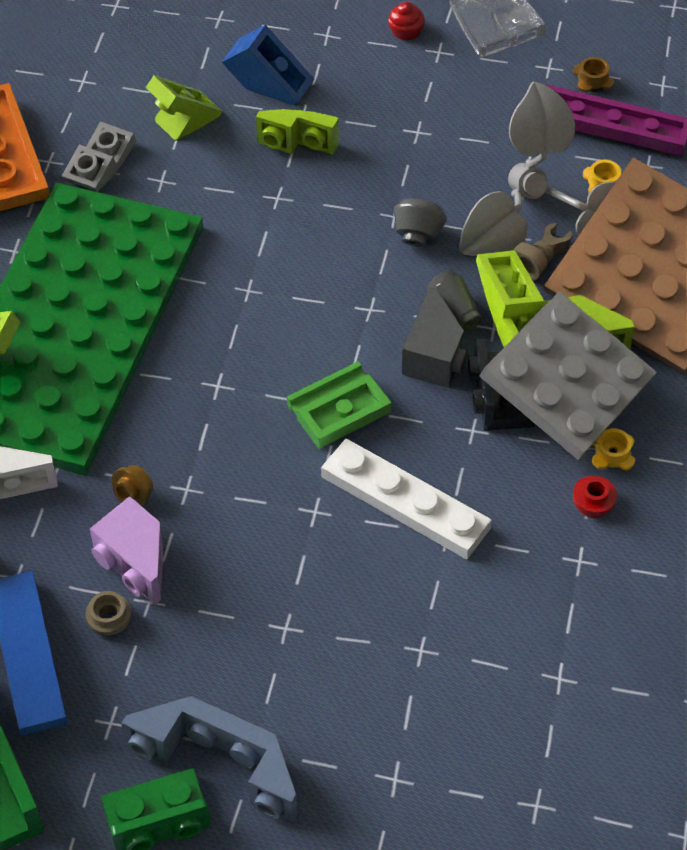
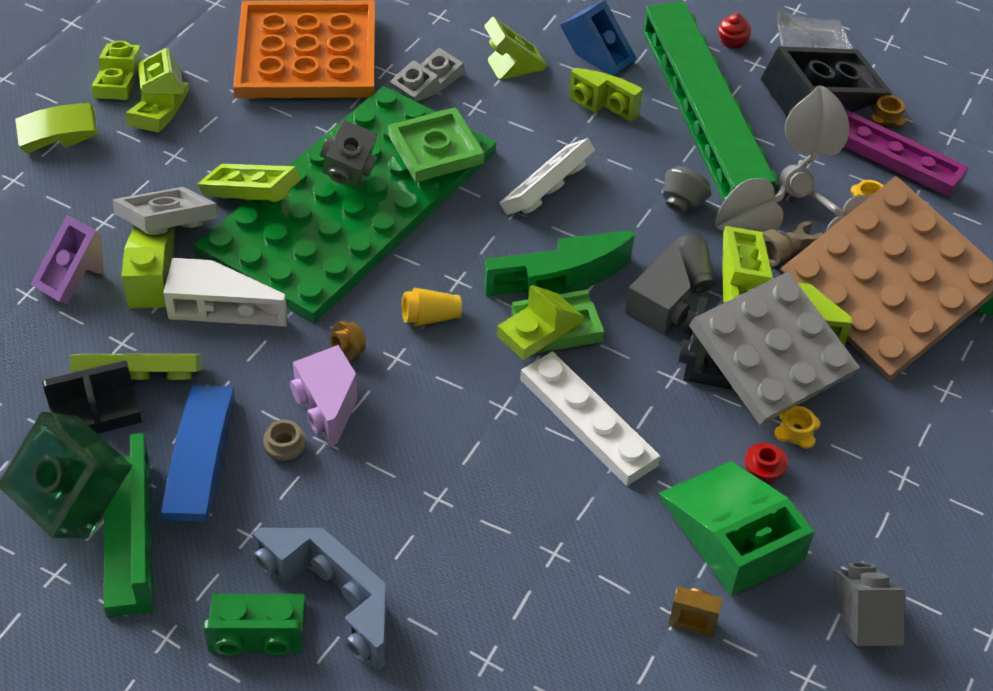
camera: 15 degrees right, 5 degrees down
(60, 278) = (349, 154): none -> dark grey brick
(144, 240) = (436, 144): none -> bright green plate
(202, 424) = (429, 307): none -> yellow cone
(271, 244) = (548, 178): none -> white plate
(324, 414) = (538, 324): none -> lime slope
(334, 338) = (570, 268): none -> green slope
(403, 110) = (704, 98): none -> green brick
(510, 56) = (845, 72): none -> black slope
(579, 669) = (695, 611): none -> pearl gold plate
(591, 569) = (739, 525): none -> green slope

